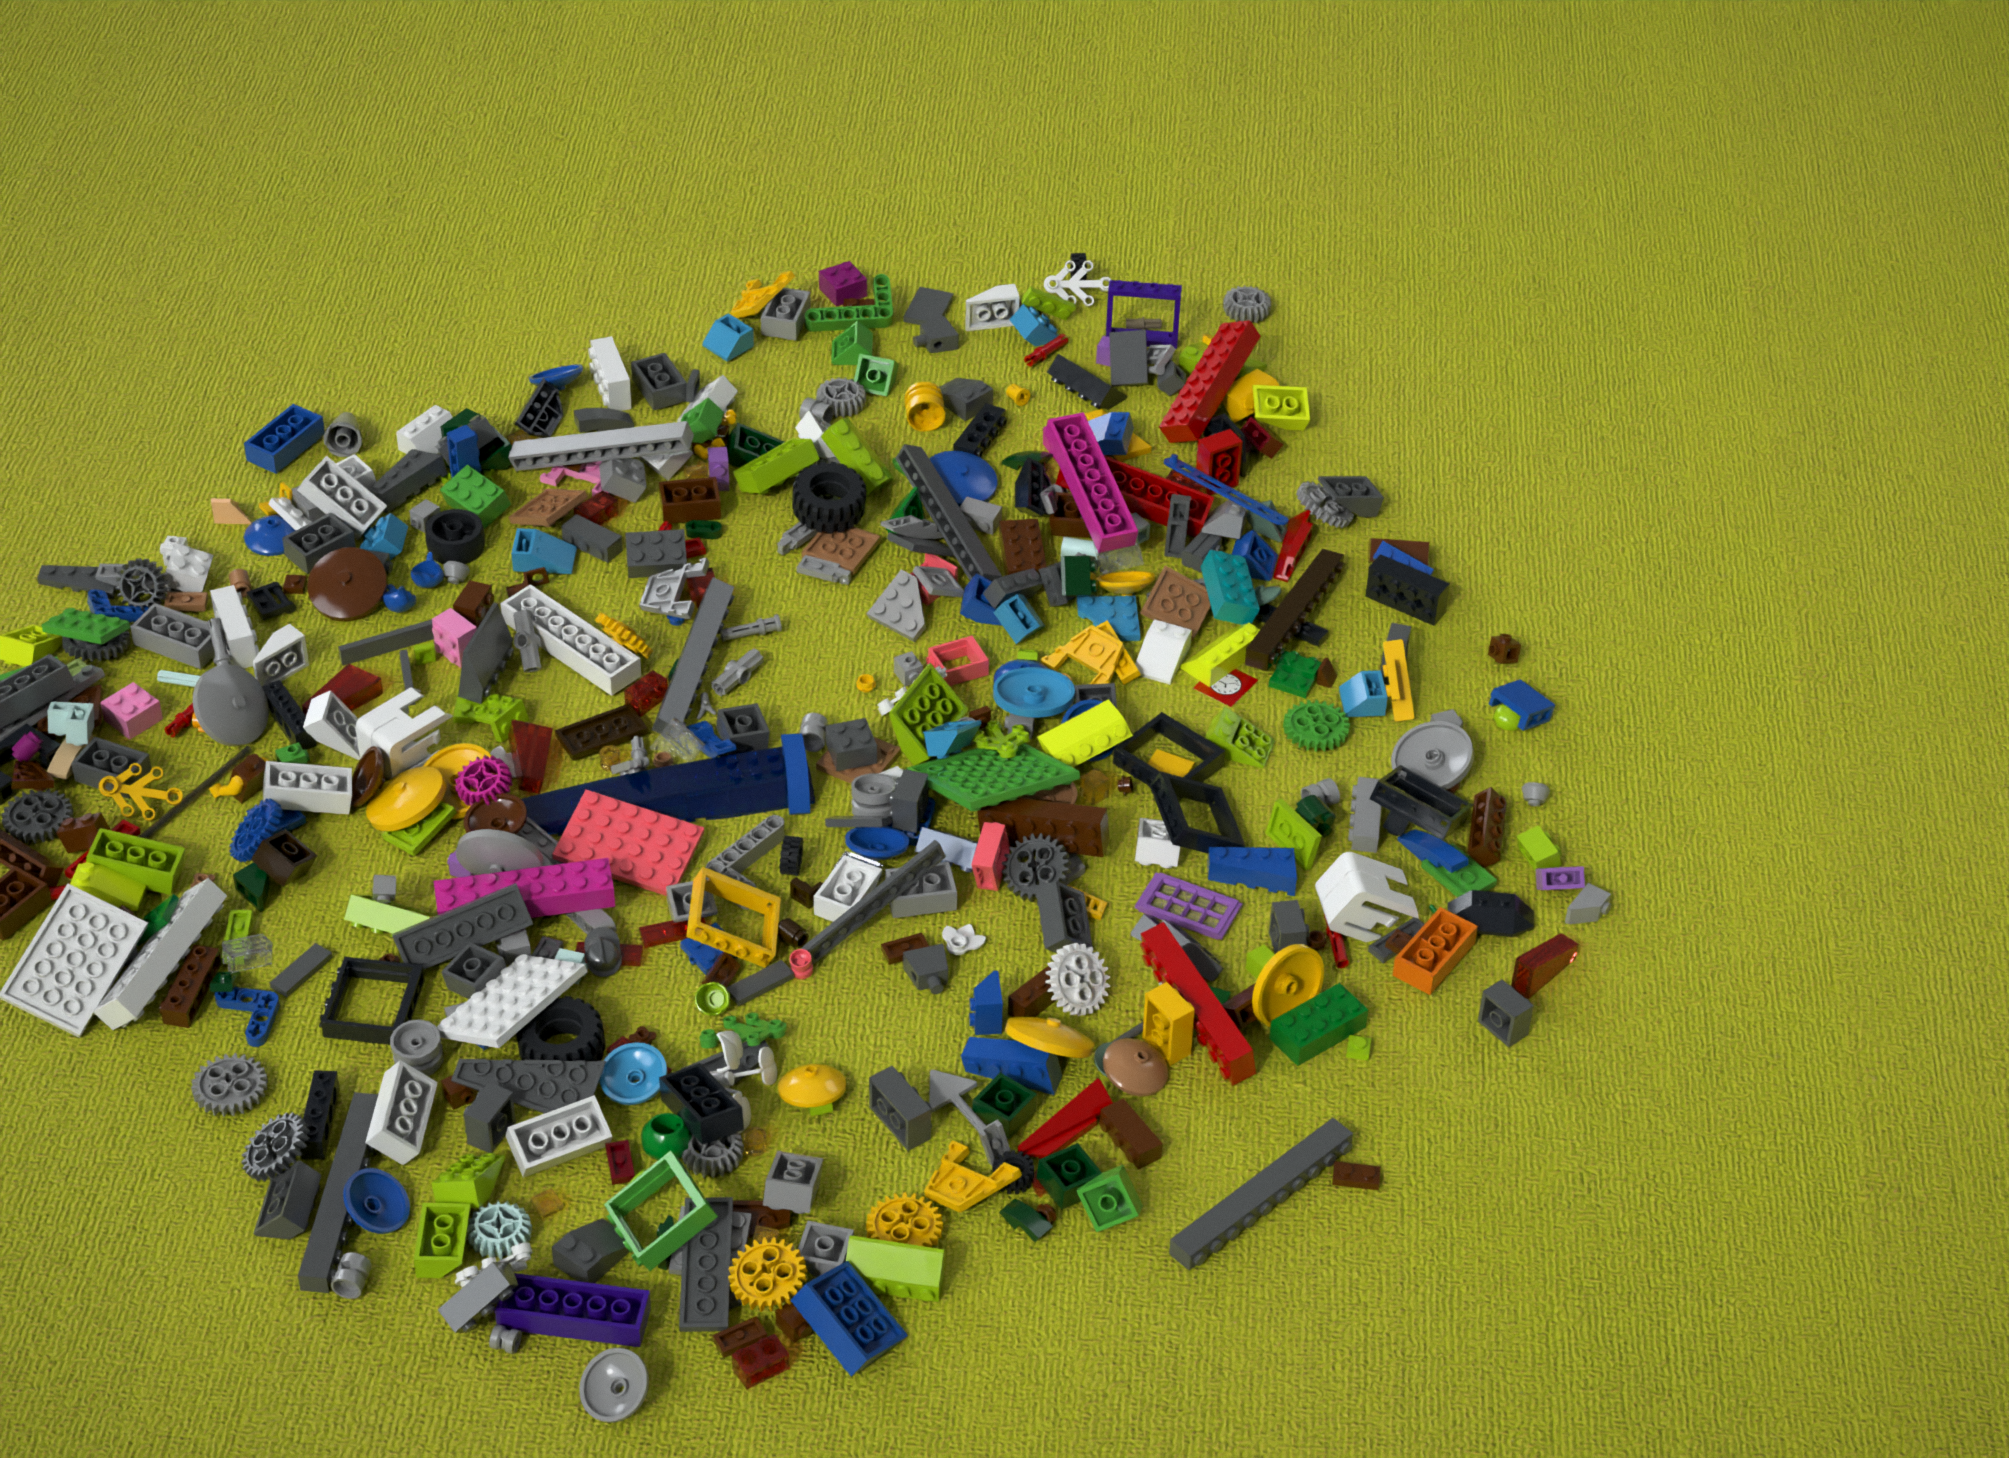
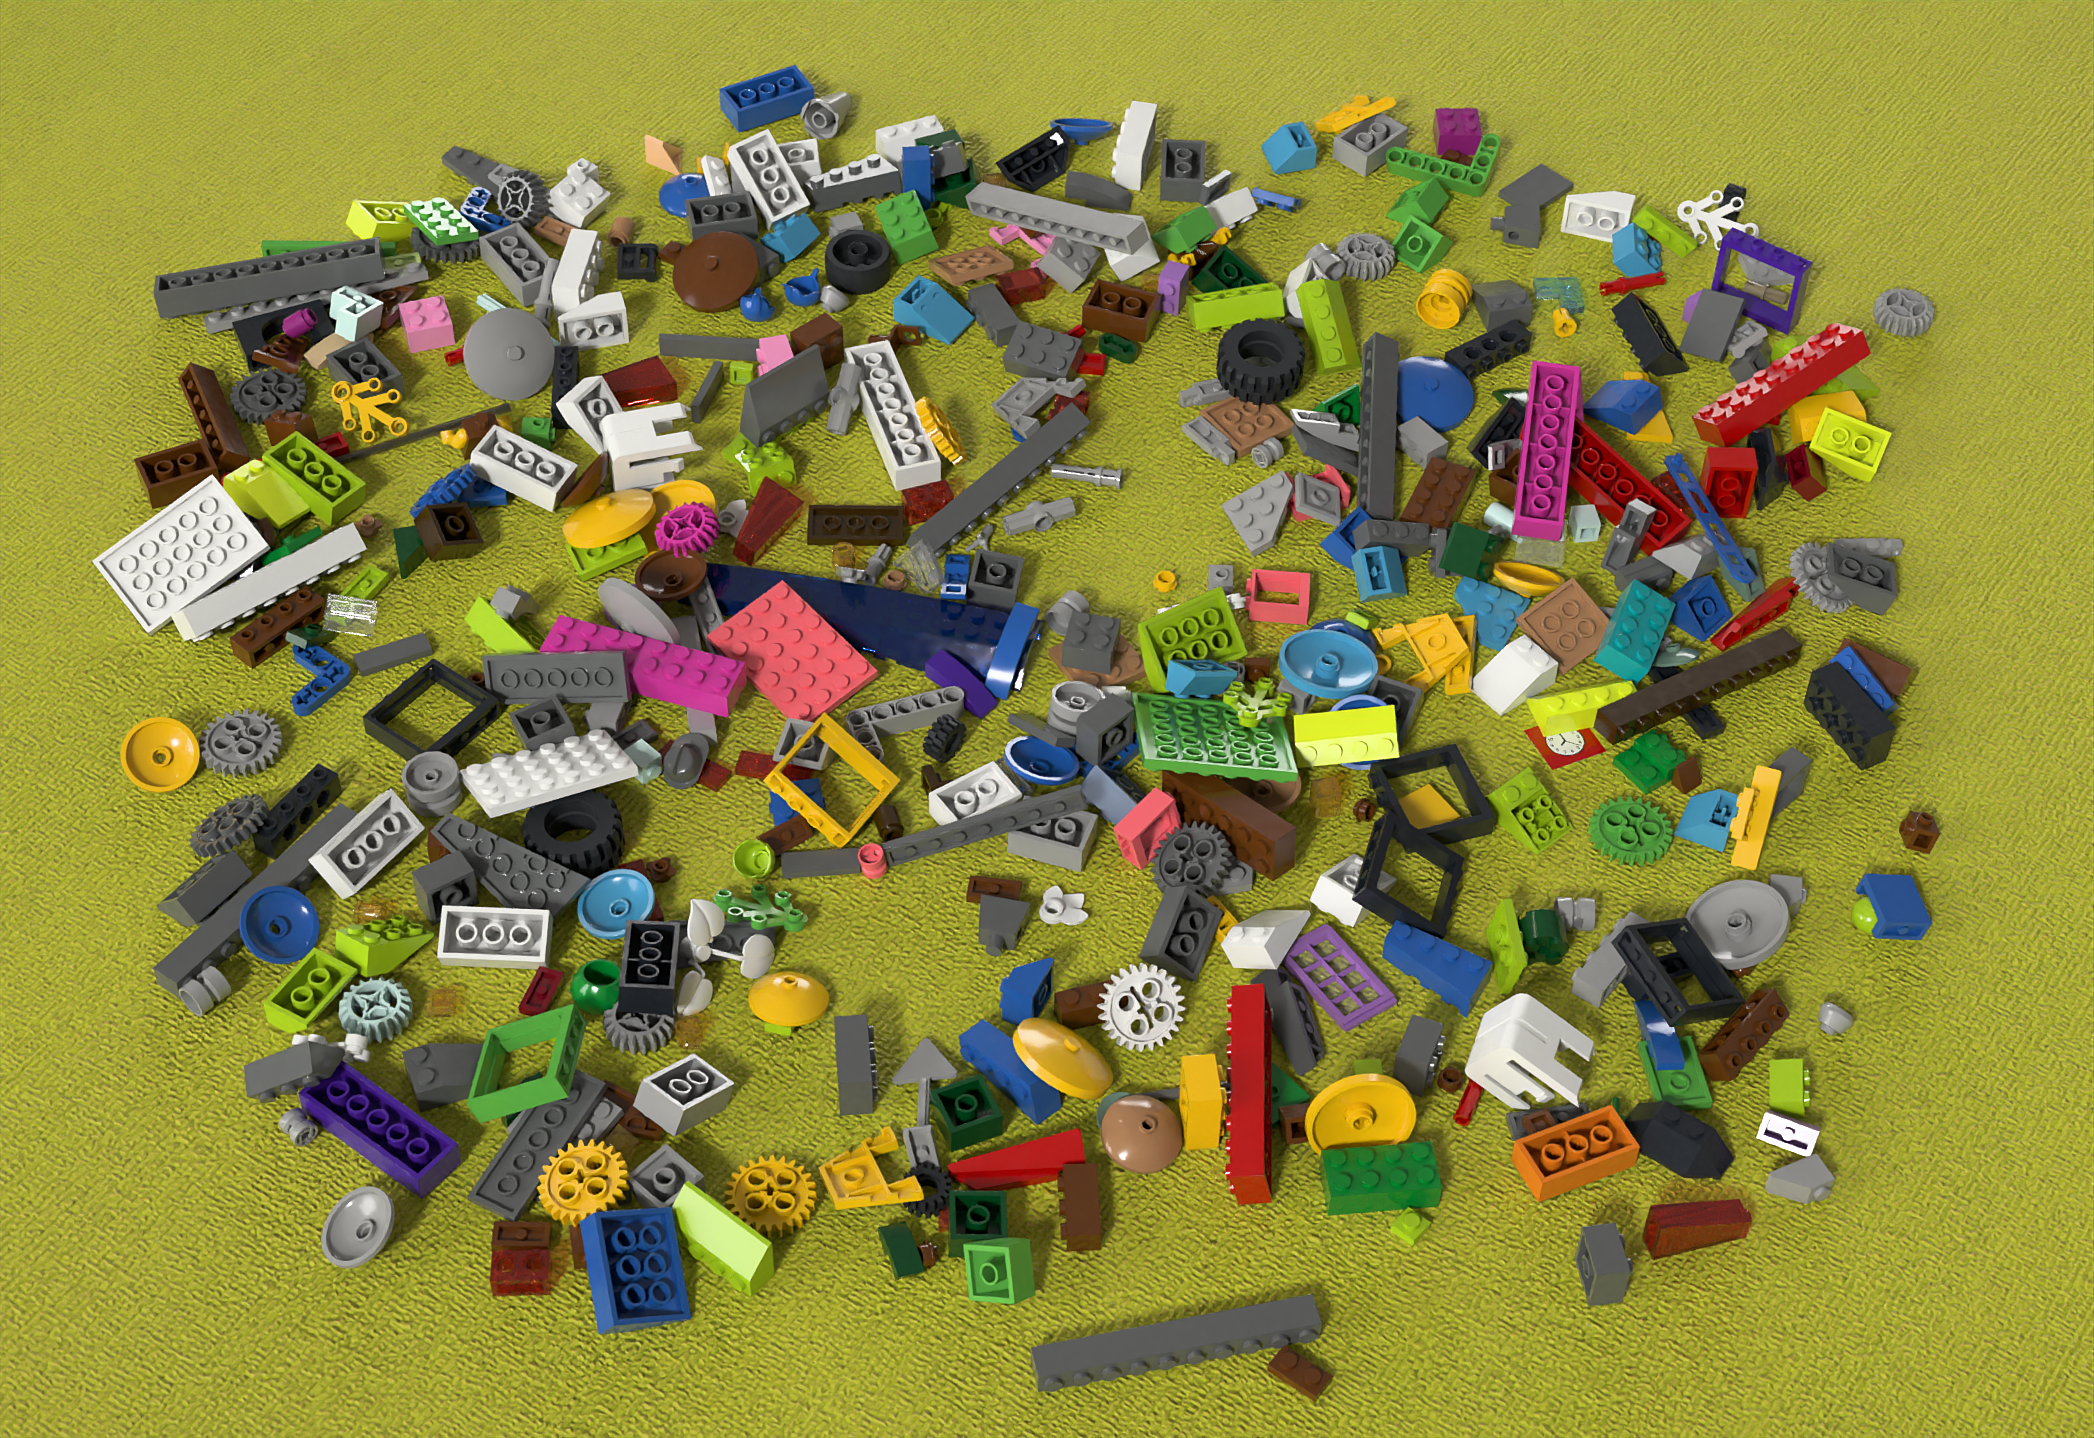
camera: 30 degrees right, 5 degrees up
(180, 1108) = (155, 738): none -> yellow dish
(437, 1163) = (368, 912): none -> clear yellow bush
(753, 378) = (1283, 202): none -> plate
(759, 808) = (949, 672): none -> dark purple slope
(873, 564) = (1268, 452): none -> light grey wheel
(1000, 370) = (1561, 288): none -> clear light blue plate
(1125, 899) = (1264, 938): none -> white slope
(1132, 307) = (1763, 273): none -> light grey plate
(1340, 470) = (1875, 547): none -> light grey hinge

